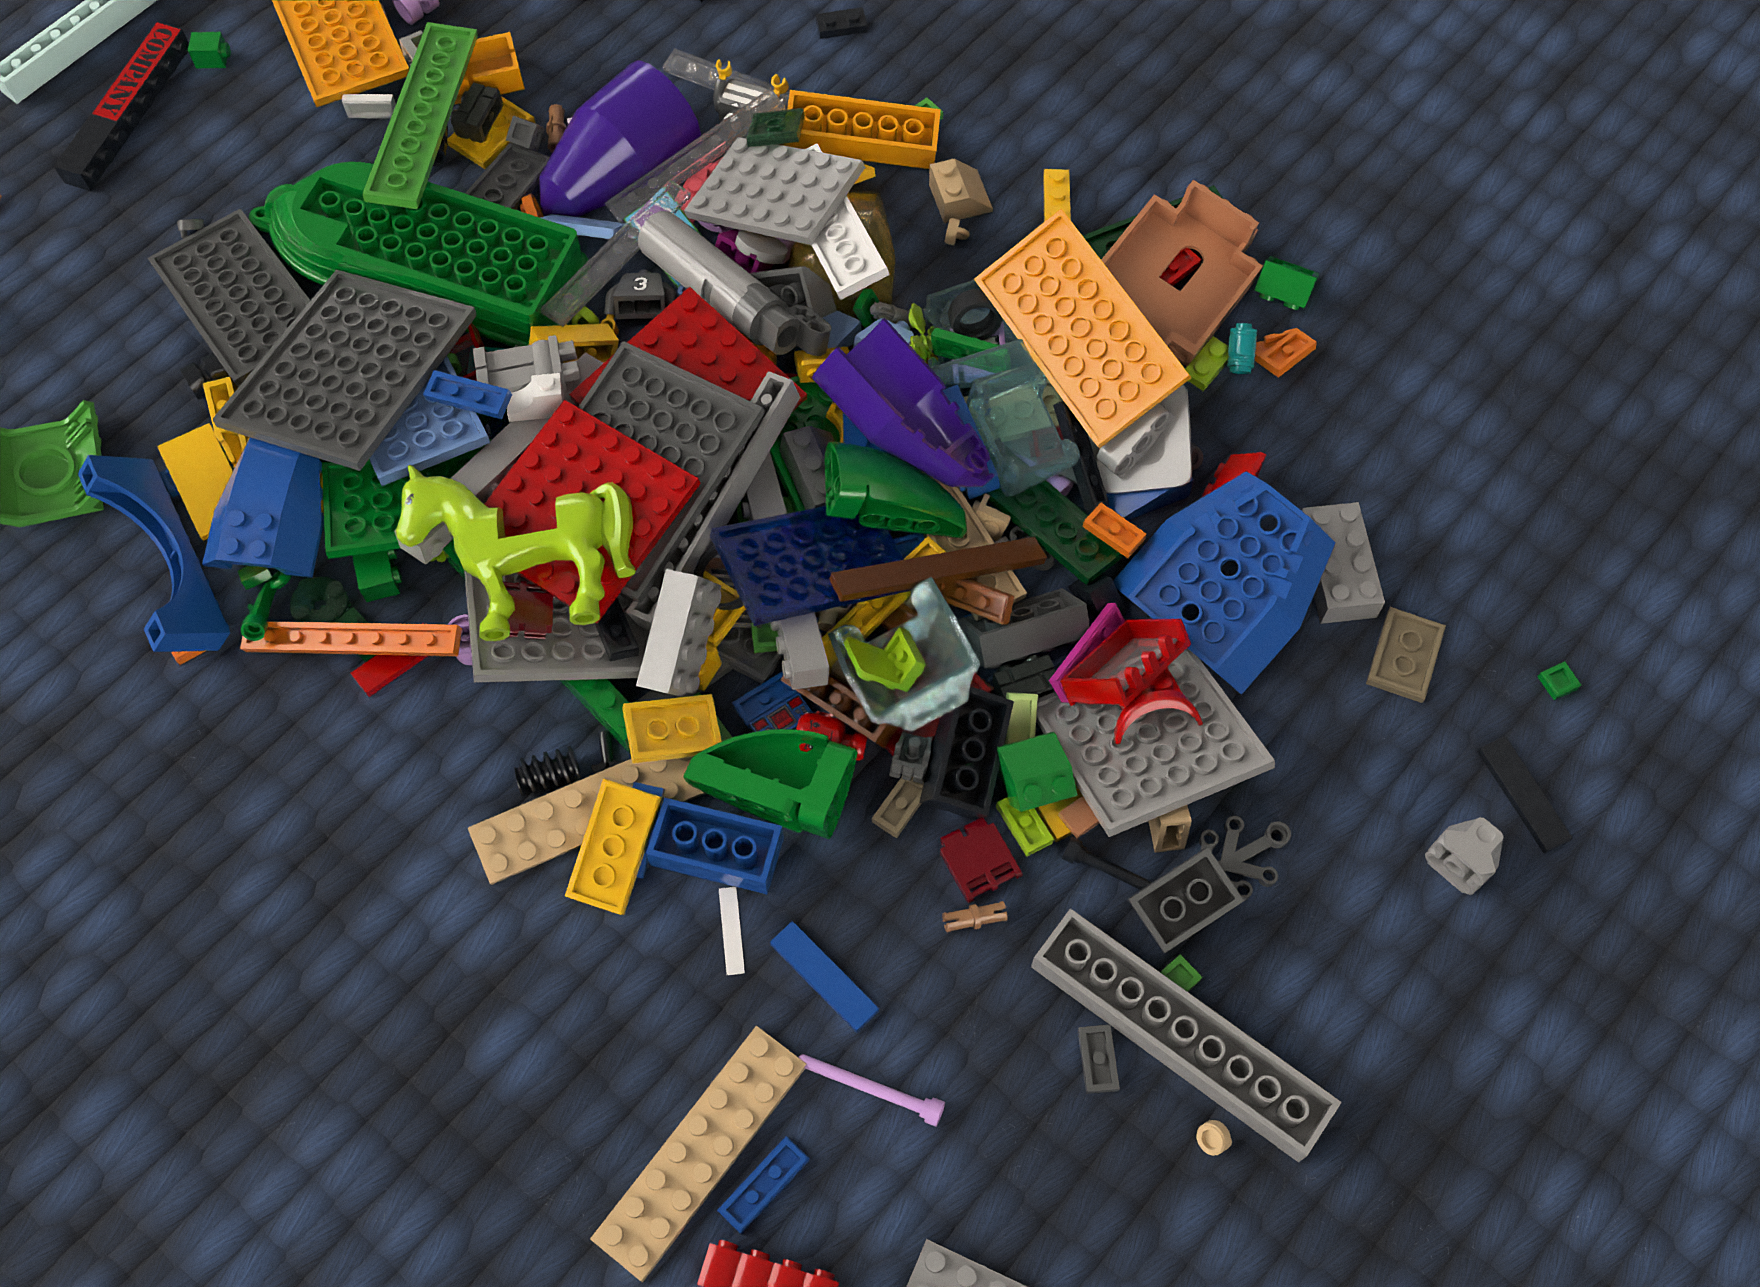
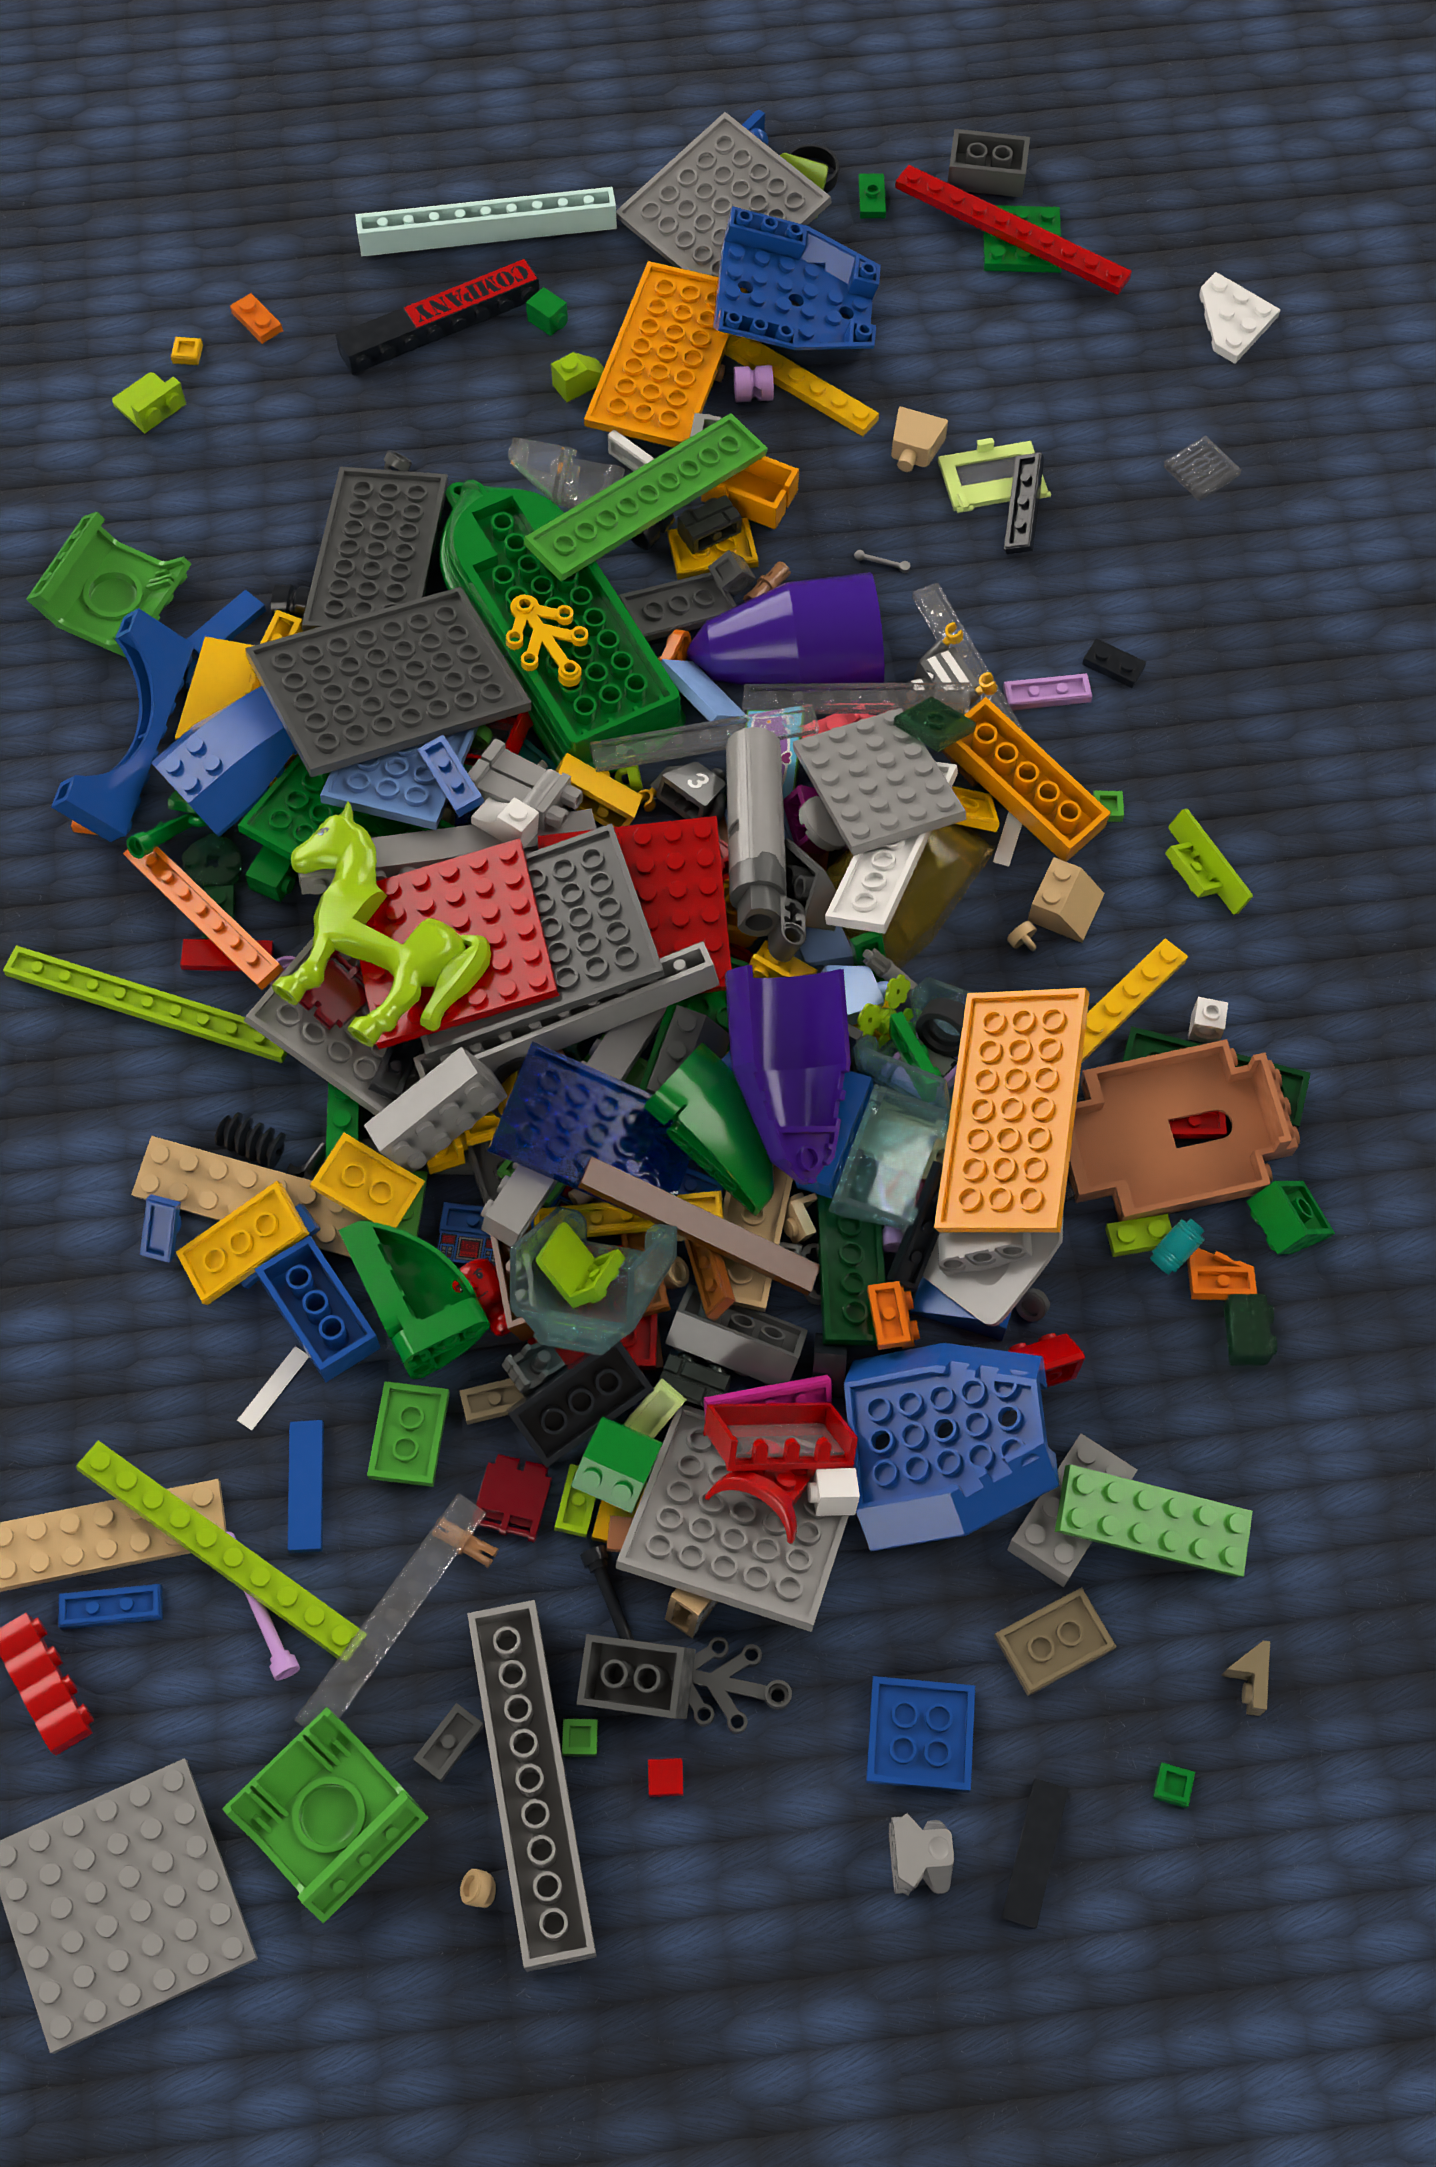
camera: 40 degrees right, 0 degrees up
(162, 425) = (229, 620): none -> blue tile
(274, 80) = (575, 375): none -> lime slope
(337, 140) = (558, 475): none -> clear windscreen
(363, 741) = (139, 1001): none -> lime plate
(410, 245) = (546, 635): none -> yellow plant
(539, 886) = (160, 1228): none -> blue tile
(639, 55) = (904, 566): none -> light grey hinge
(809, 1072) = (217, 1549): none -> lime plate
(818, 67) = (1048, 691): none -> lavender tile
(863, 878) = (408, 1434): none -> bright green plate
(882, 182) = (1008, 840): none -> white sticker
(977, 1011) = (394, 1610): none -> clear tile
(1024, 105) = (1204, 865): none -> lime bracket
(1070, 1183) = (326, 1813): none -> bright green panel
(1122, 199) = (1208, 1020): none -> white brick
(1195, 668) = (834, 1492): none -> white brick
(1259, 952) = (665, 1777): none -> red tile
(1331, 368) = (1249, 1330): none -> clear green brick
(1387, 781) = (921, 1734): none -> blue plate
(1398, 526) = (1153, 1521): none -> bright green plate
(1540, 569) = (1255, 1669): none -> dark tan slope

